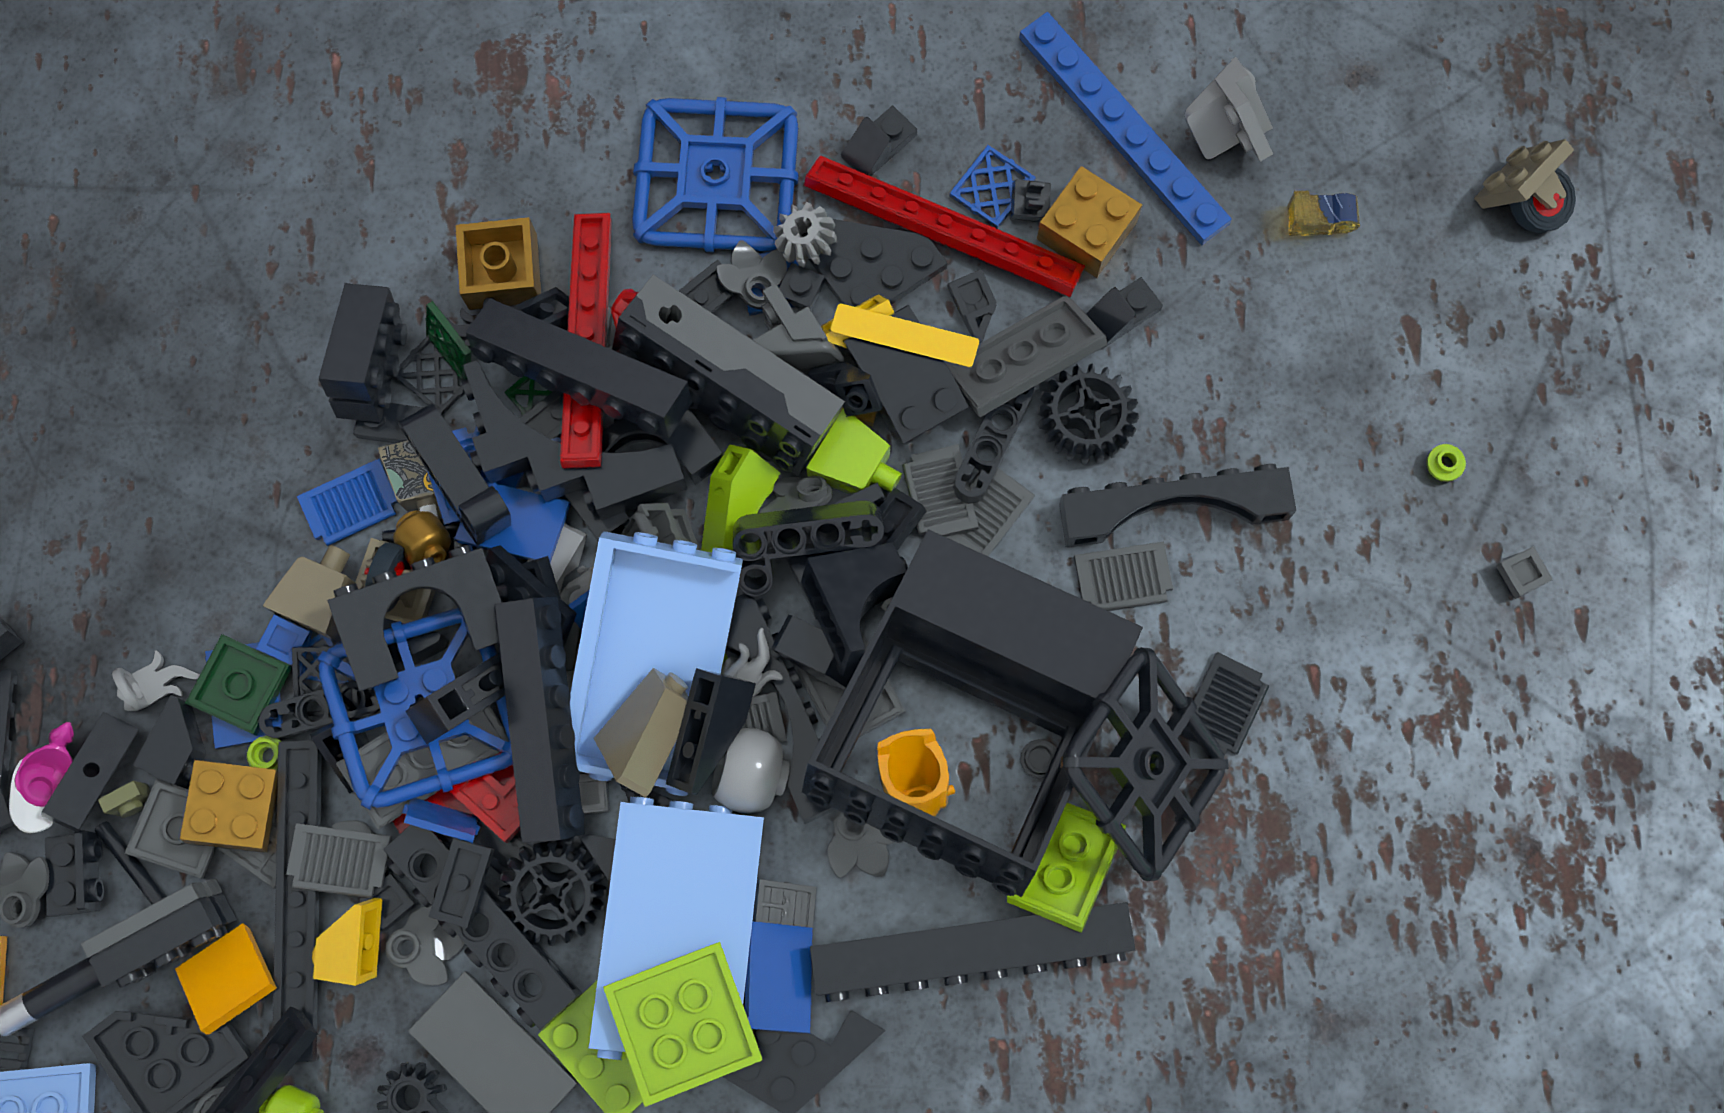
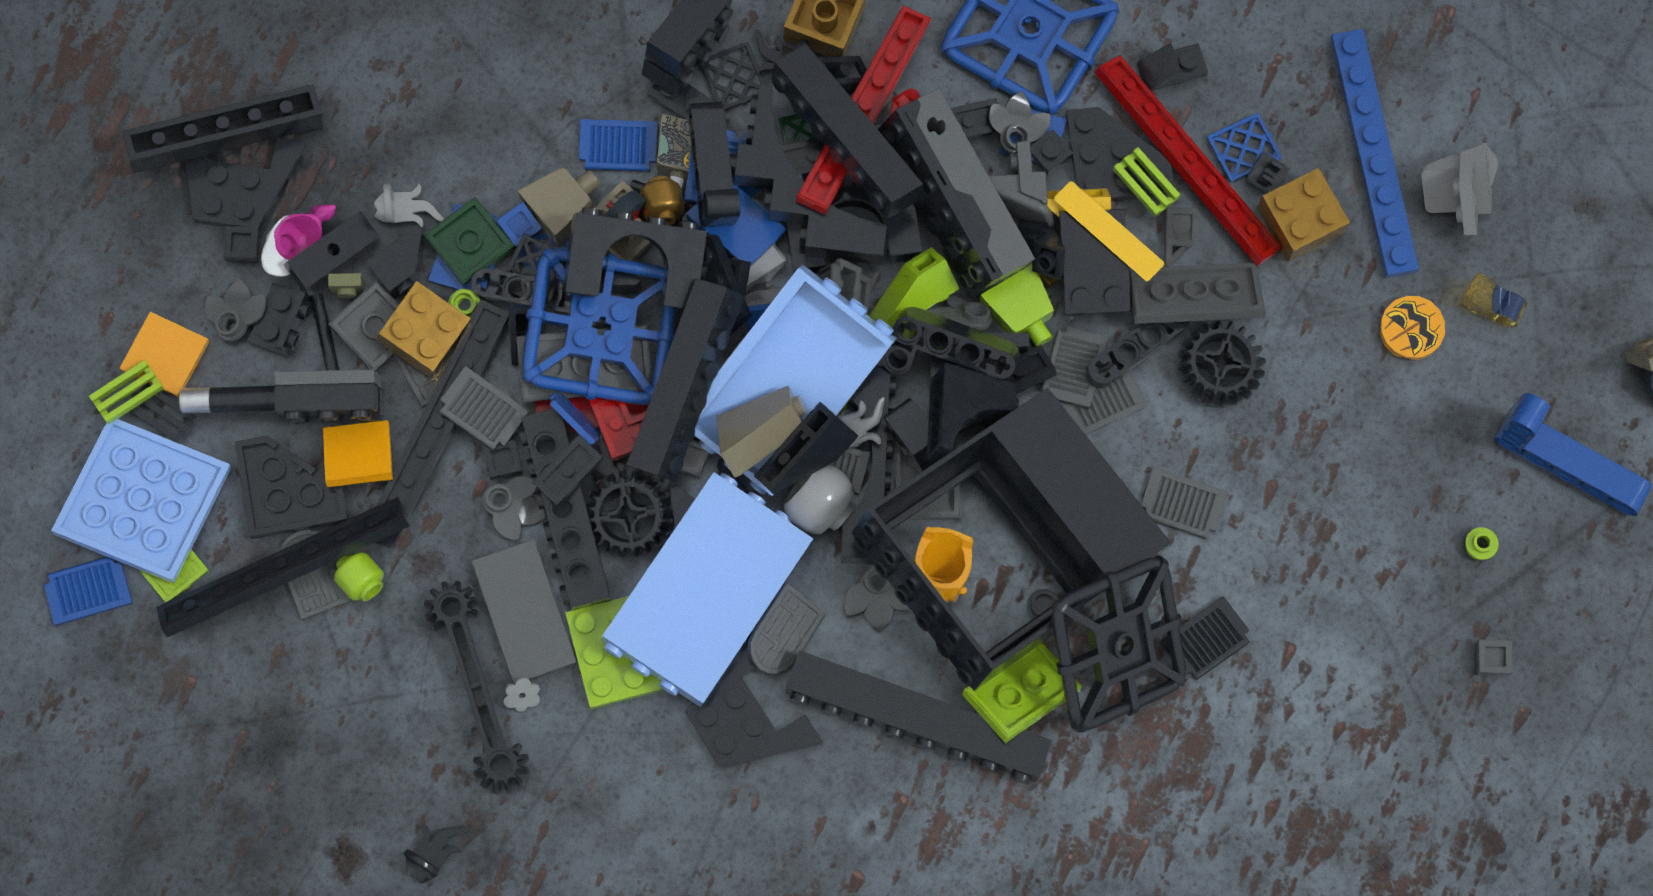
camera: 20 degrees right, 0 degrees up
(350, 946) = (461, 475): yellow slope -> none
(436, 320) = (748, 56): dark green window -> none
(458, 700) = (633, 335): black slope -> none
(682, 1024) = (679, 652): lime plate -> none
(779, 978) = (764, 662): blue piece -> none
(802, 248) = (1061, 113): light grey gear -> none
(920, 255) = (1128, 161): none -> lime tile
(1124, 309) = (1293, 298): black slope -> none
(1252, 496) = (1316, 492): black arch -> none
(1256, 280) = (1412, 327): none -> light orange tile
(1435, 328) = (1568, 459): none -> blue beam

